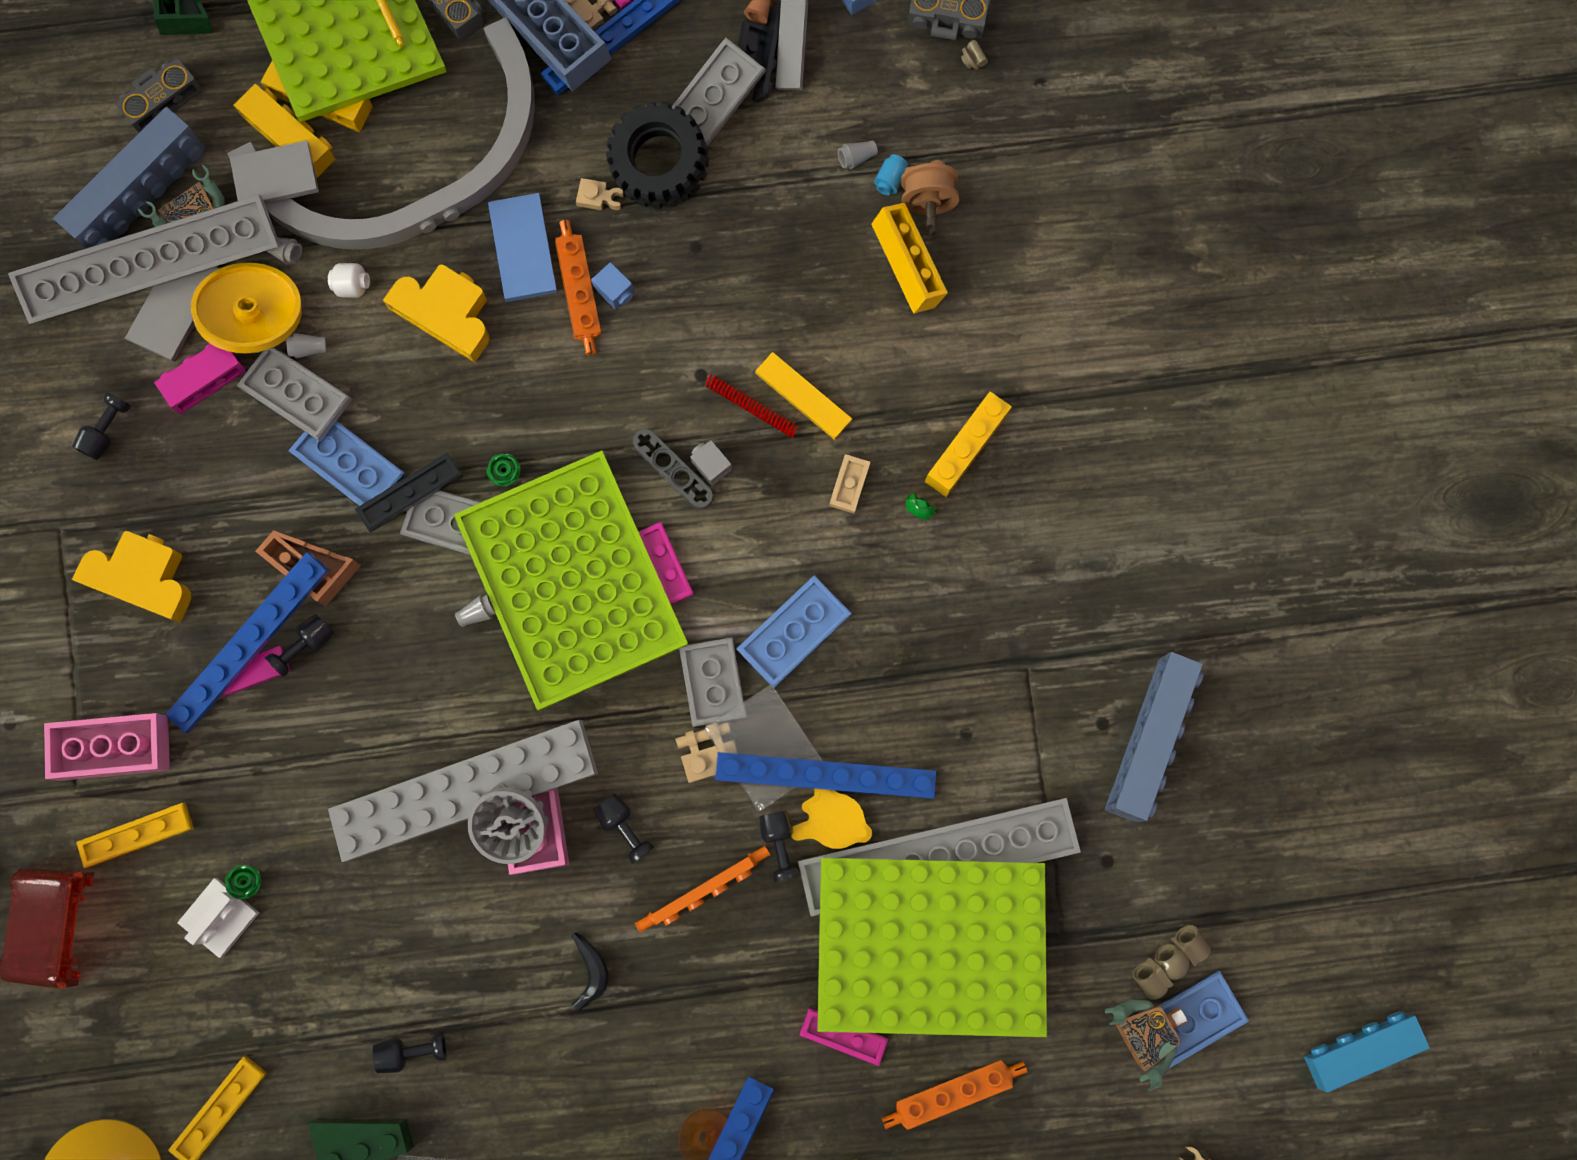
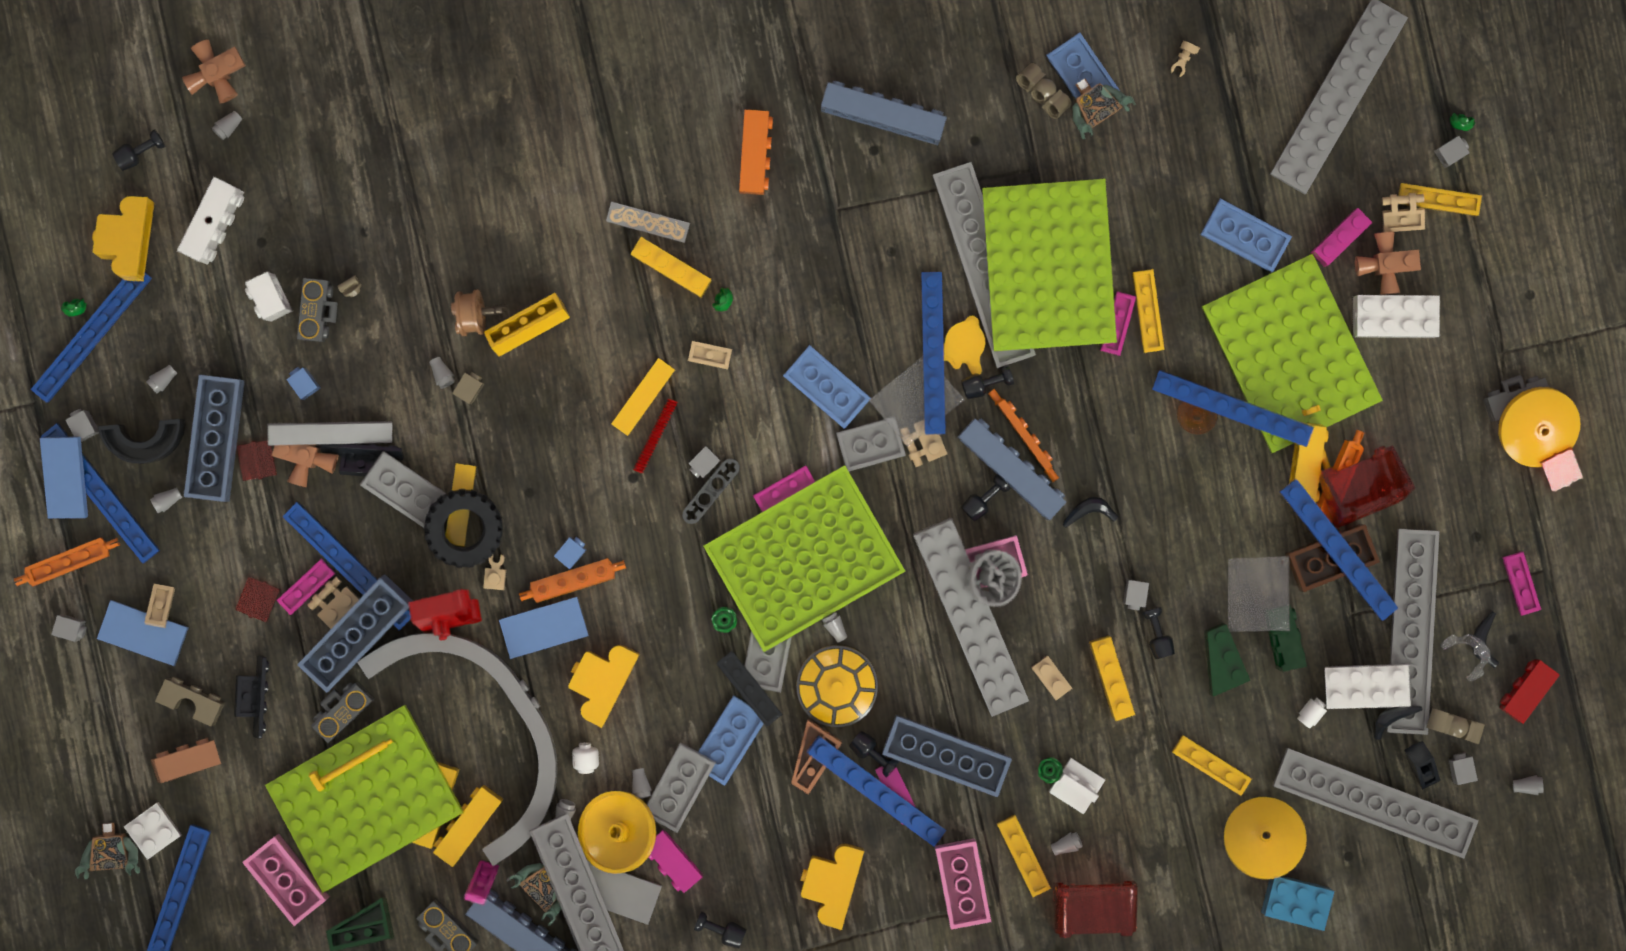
camera: 95 degrees left, 10 degrees up
(140, 898) = (1067, 844): none -> light grey cone
(204, 132) = (481, 882): none -> dark pink tile
(275, 173) = (508, 825): light grey tile -> none
(281, 743) = (946, 755): none -> sand blue brick
(355, 980) = (1112, 678): none -> yellow brick
(369, 896) = (1051, 677): none -> tan plate
(398, 607) = (837, 686): none -> yellow dish
(467, 1025) = (1135, 594): none -> light grey brick
(552, 119) = (445, 612): none -> red piece
(656, 867) = (1011, 469): none -> sand blue brick
(666, 156) = (458, 520): none -> yellow tile
(834, 182) = (468, 387): none -> dark tan brick
(857, 1081) = (1148, 311): none -> yellow tile
(889, 176) = (457, 344): dark azure brick -> none
(954, 1095) = (1151, 240): orange plate -> none
(1028, 423) = (648, 222): none -> tile
(1111, 565) = (754, 152): none -> orange brick

